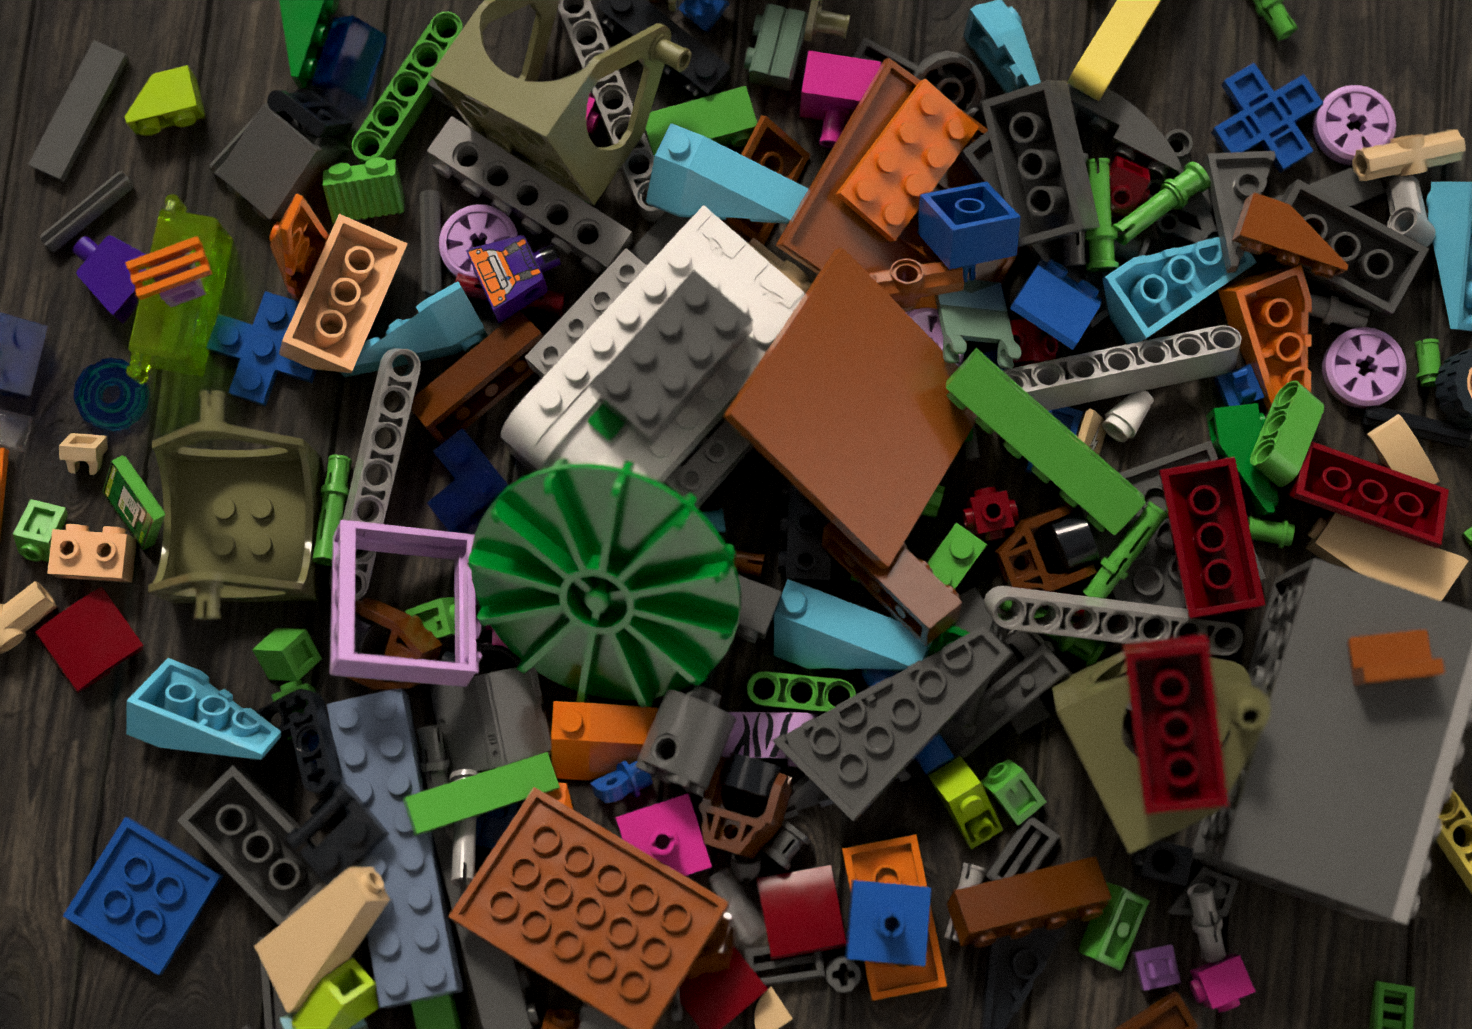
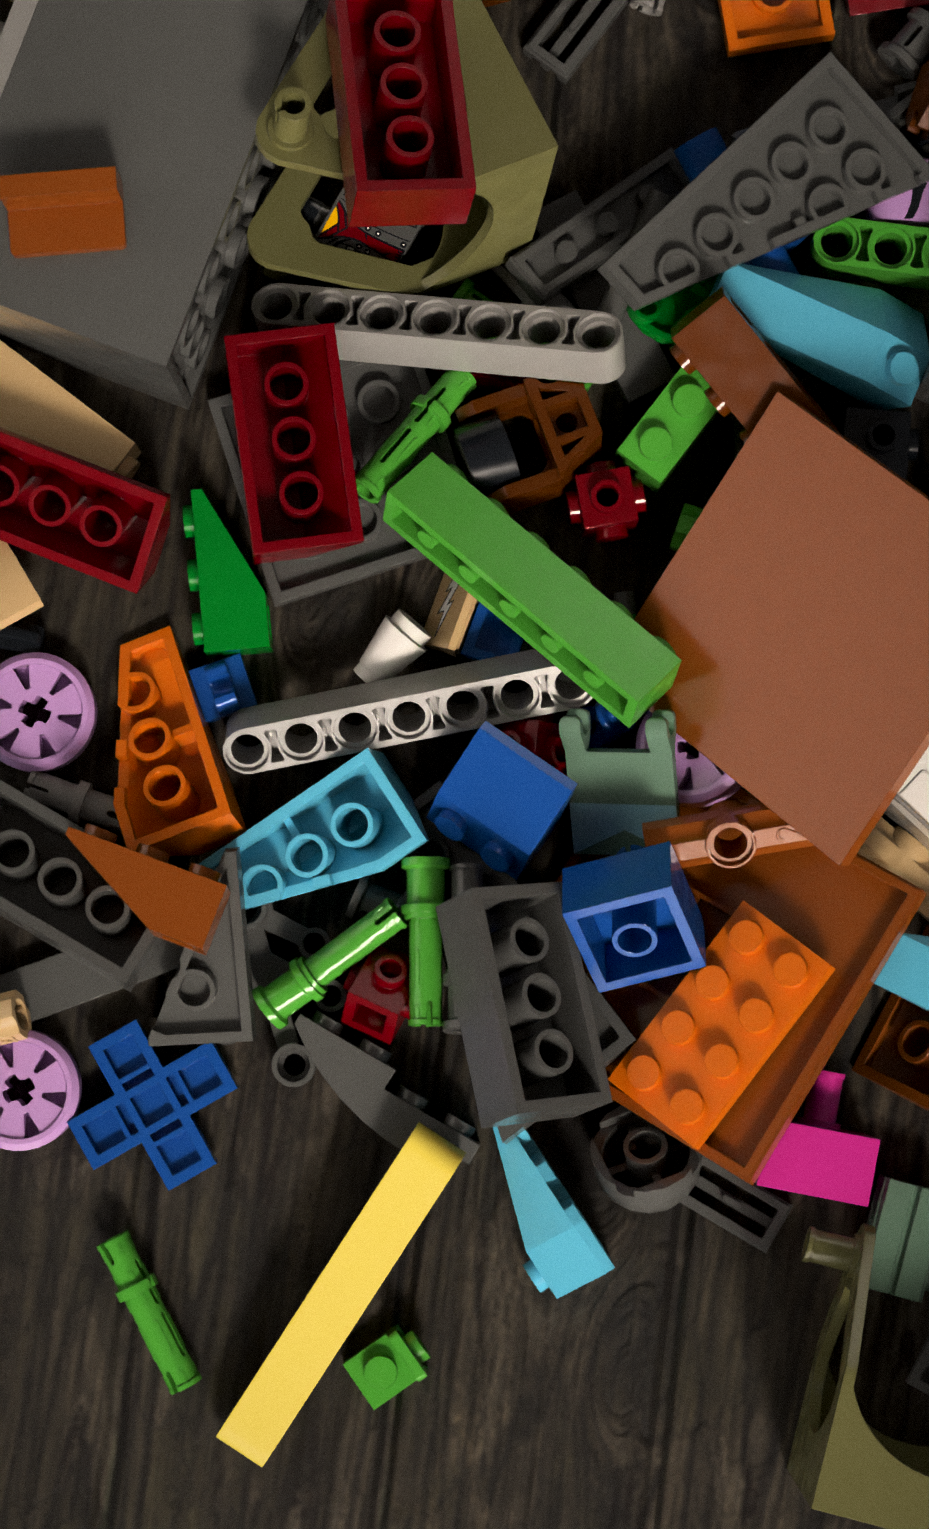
camera: 175 degrees left, 5 degrees up
(966, 802) = (657, 94): lime slope -> none
(1013, 791) = (588, 110): bright green bracket -> none
(1271, 531) = (194, 471): bright green pin -> none
(1287, 433) = (165, 602): bright green beam -> none

